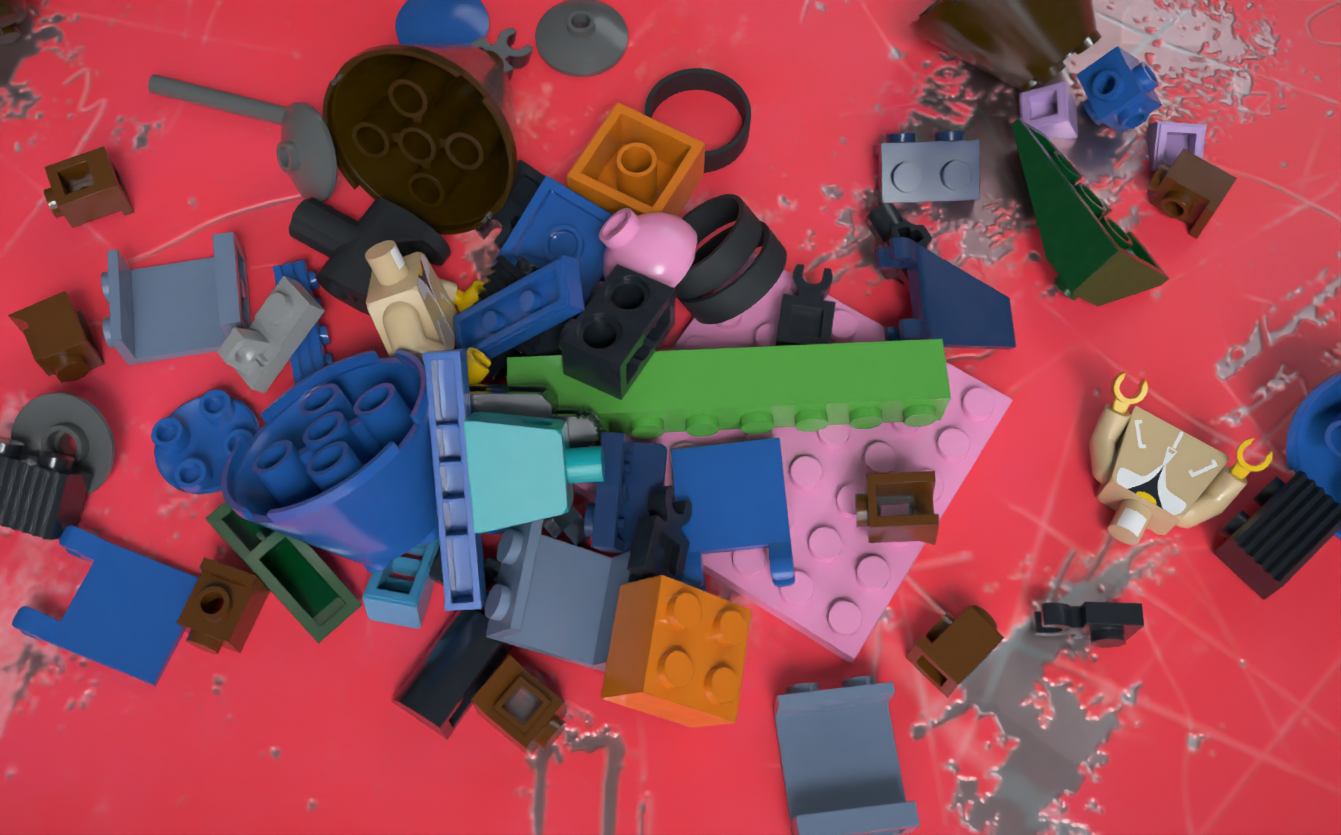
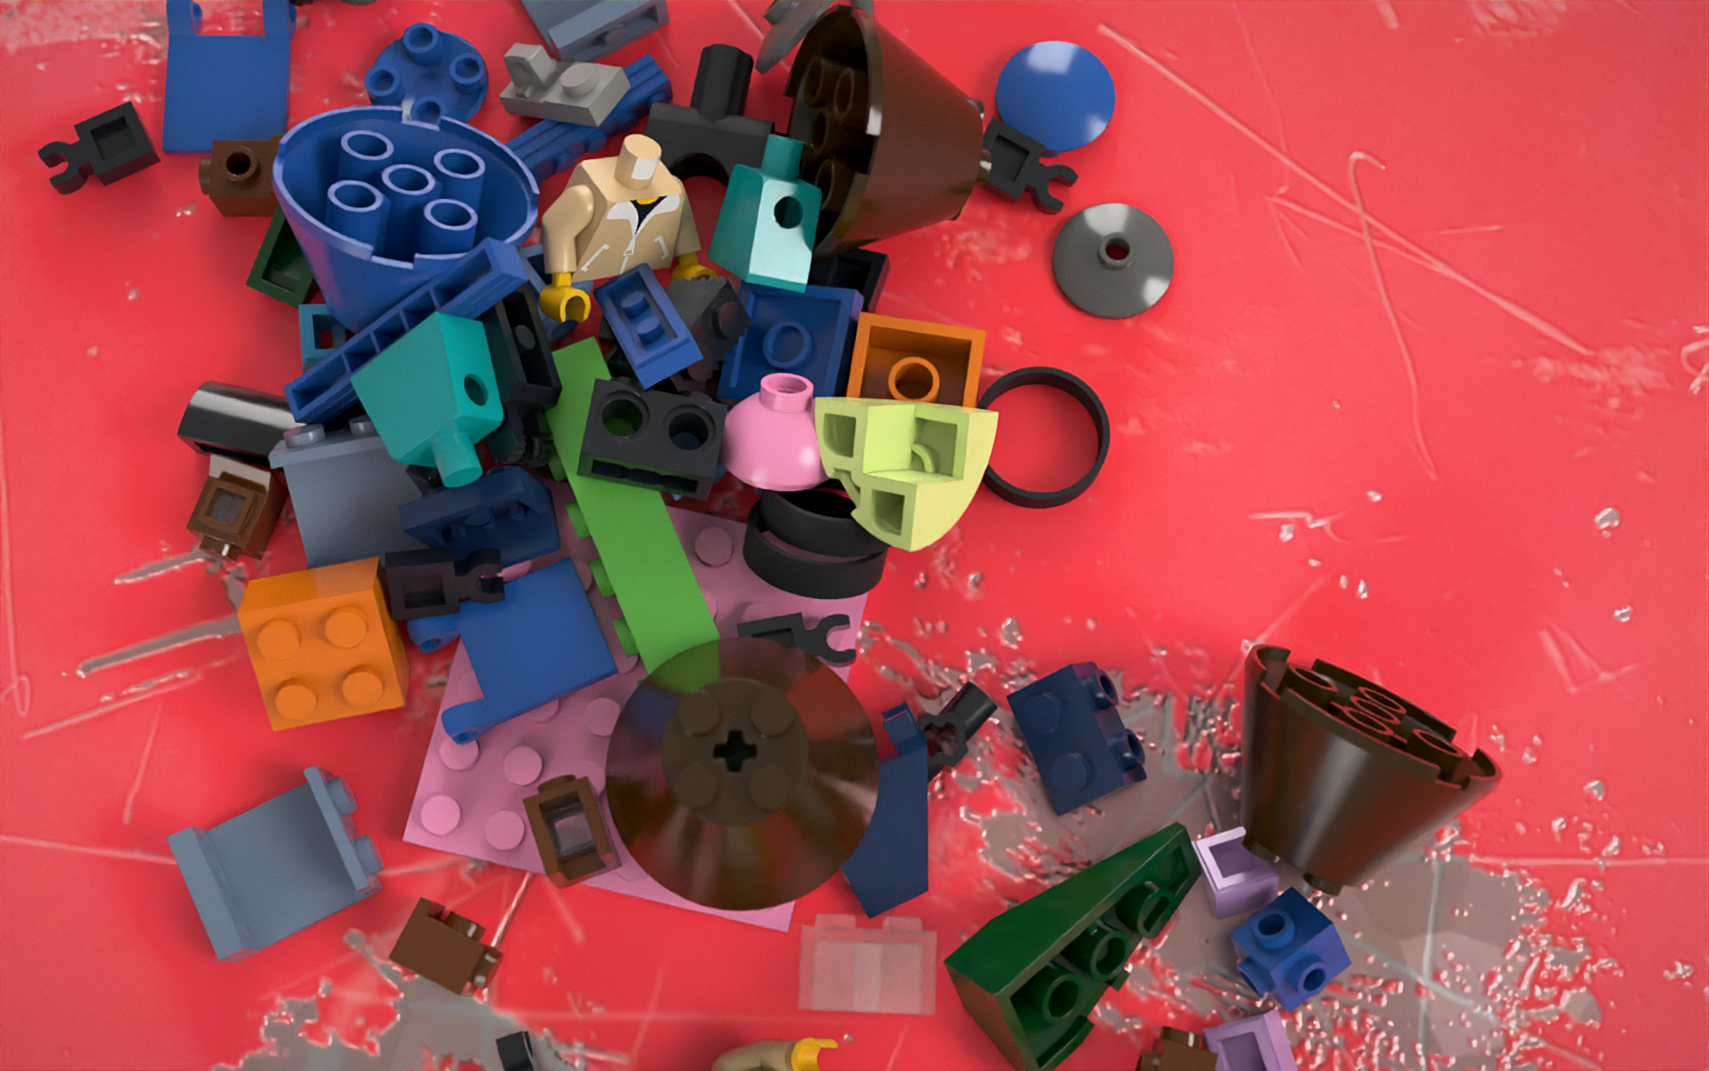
camera: 70 degrees right, 10 degrees up
(126, 724) = (109, 146): none -> black plate
(465, 212) = (769, 220): none -> teal torso
(705, 173) = (905, 462): none -> yellowish green brick
(903, 358) = (756, 832): none -> dark brown cone
(1057, 354) = (867, 967): none -> clear brick

